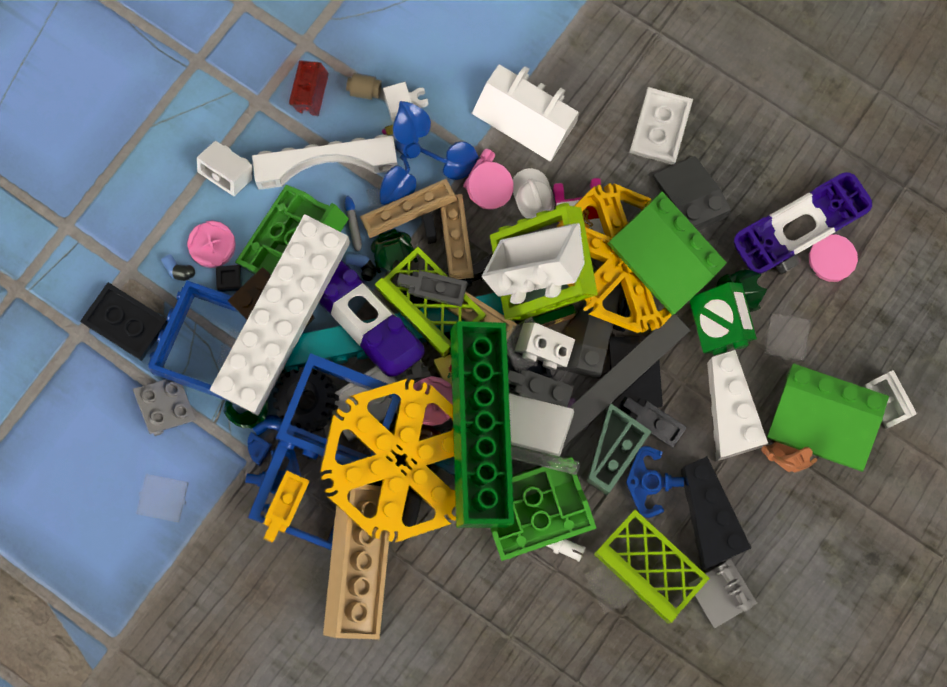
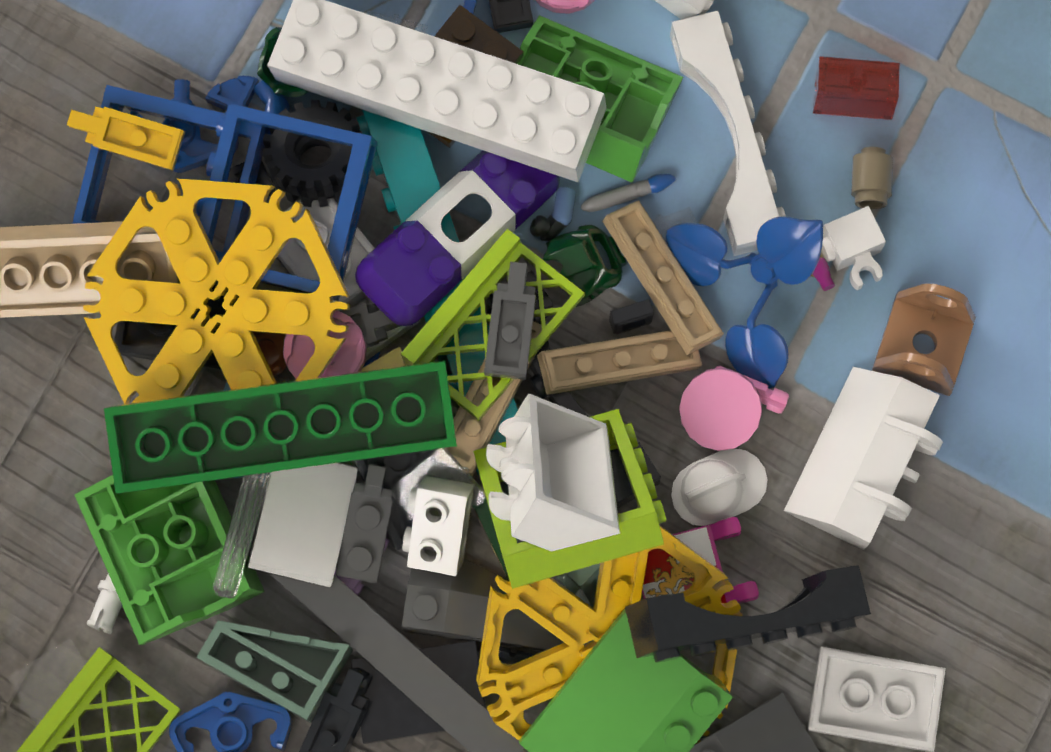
camera: 85 degrees right, 0 degrees up
(452, 60) = (944, 320): none -> medium nougat hose
(623, 213) = (670, 624): none -> black arch

